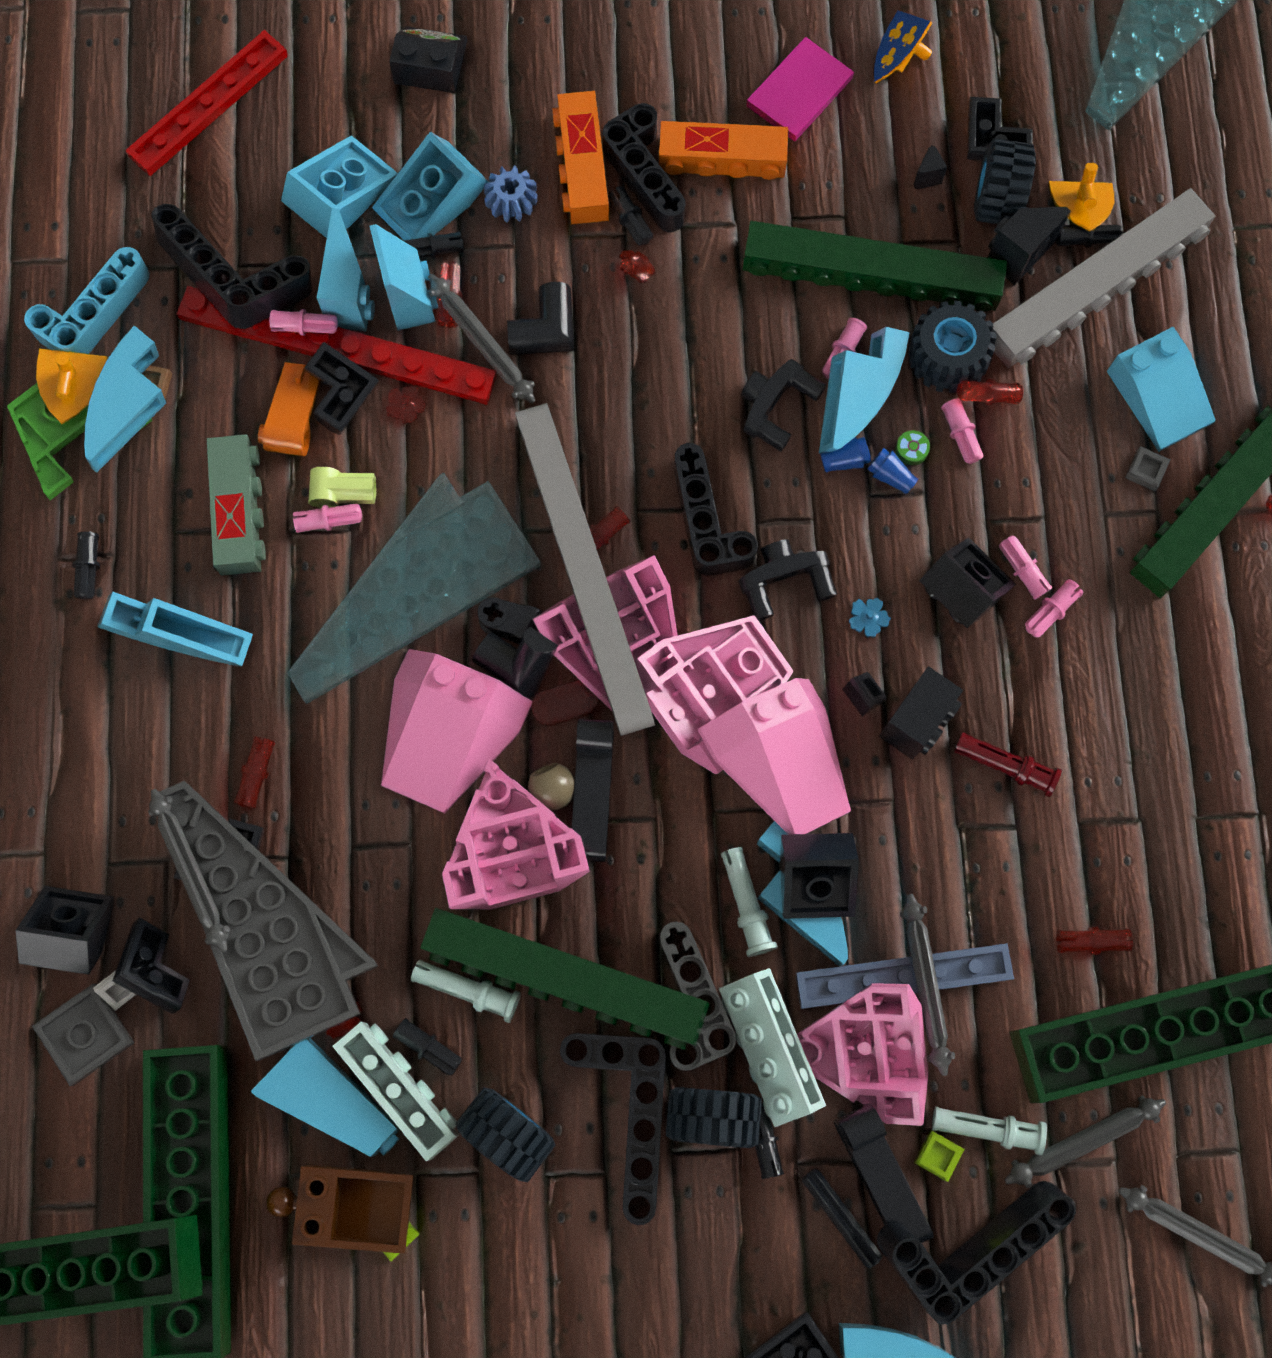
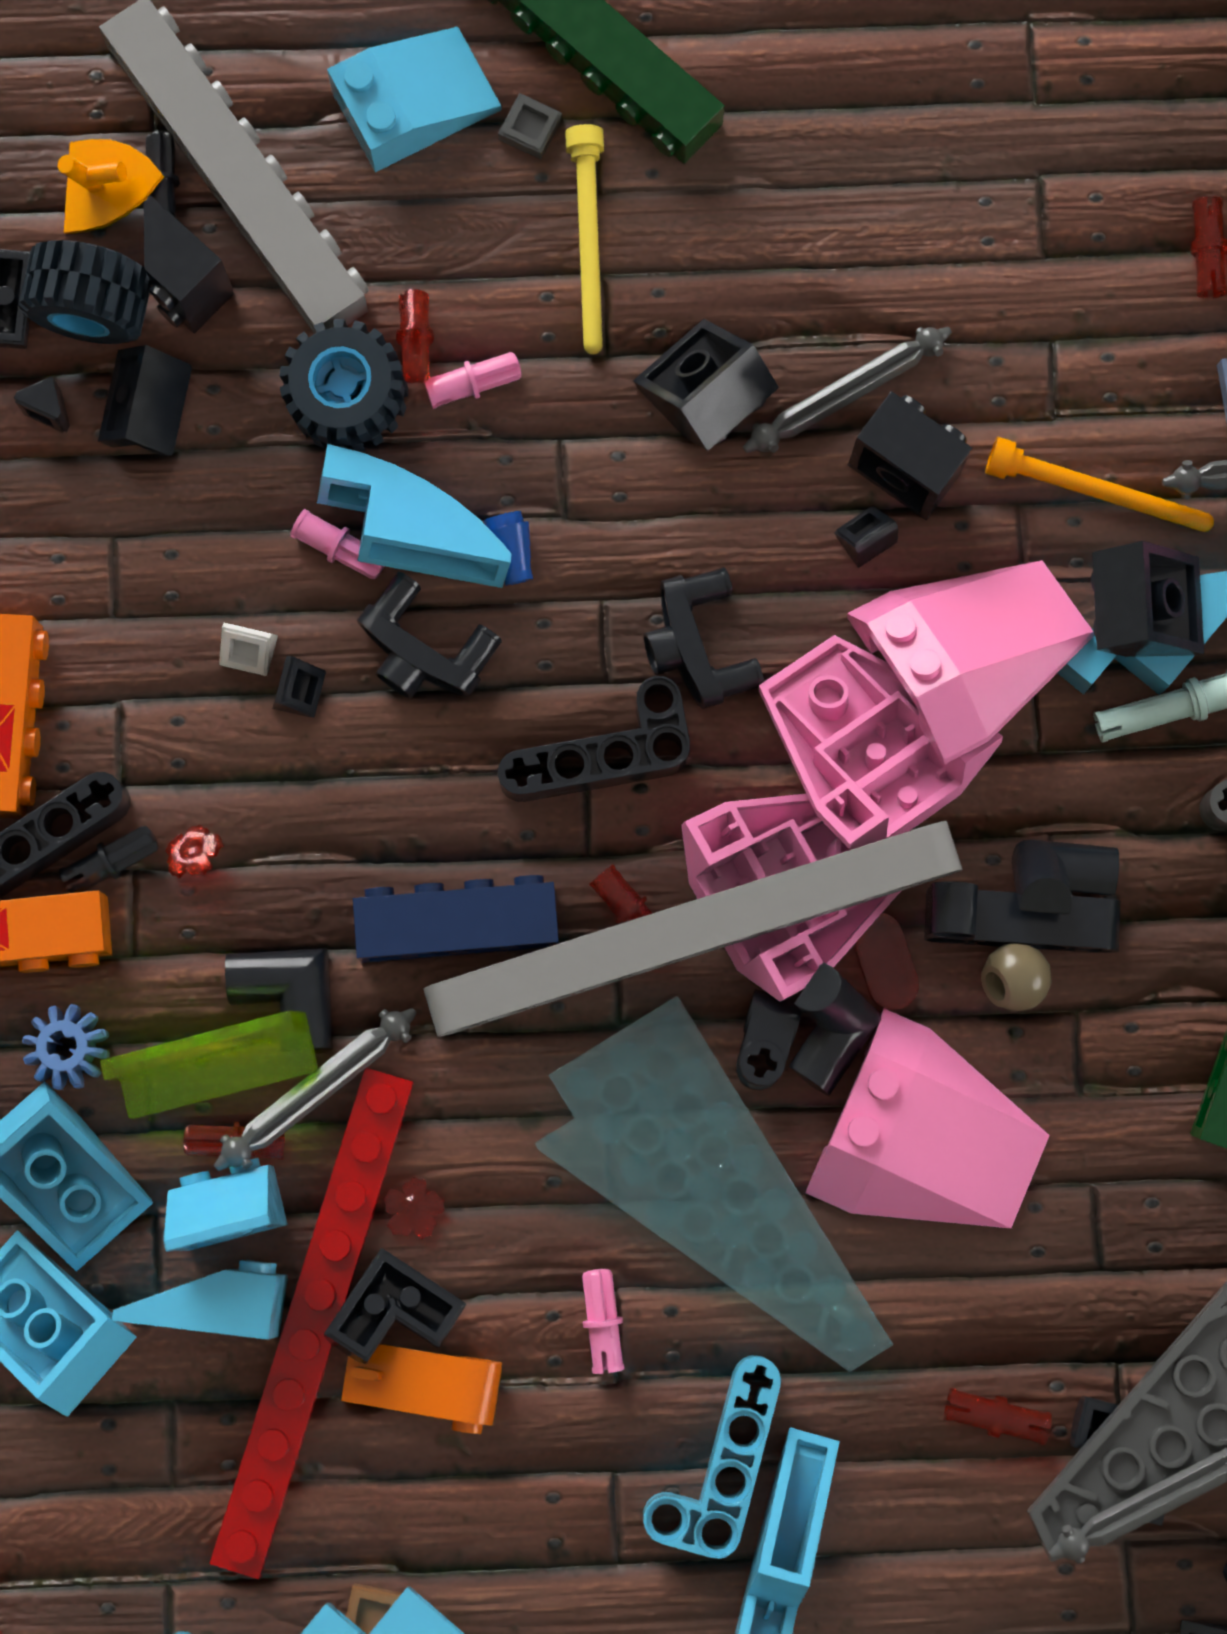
camera: 90 degrees left, 5 degrees up
(234, 505) = (583, 1466): sand green brick -> none
(237, 299) = (201, 1505): black beam -> none
(238, 595) = (724, 1454): none -> medium azure beam
(302, 322) = (288, 1367): bright pink axle -> none
(335, 488) = (555, 1311): yellowish green piece -> none
(437, 244) = (151, 1170): black axle -> none
(498, 278) = (213, 1063): none -> clear neon green panel
(510, 848) = (1108, 1034): bright pink wedge -> none
(590, 424) = (455, 921): none -> dark blue brick
(628, 813) = (1052, 870): none -> black brick
(746, 326) = (299, 687): none -> black slope
(773, 295) = (246, 649): none -> white slope
(868, 617) = (753, 526): dark azure plant -> none
(874, 266) = (206, 496): dark green brick -> none
(892, 471) = (534, 483): blue cone -> none
(912, 447) = (495, 452): bright green tile -> none
(924, 789) = (1010, 461): none -> light orange piece
(936, 228) = (145, 400): none -> black panel
(970, 680) = (846, 390): none -> dark grey wheel
(1022, 769) = (977, 325): dark red pin -> none
(1025, 567) = (683, 303): bright pink axle -> none
(1053, 608) = (743, 268): bright pink axle -> none
(1135, 502) = (585, 145): none -> light yellow piece

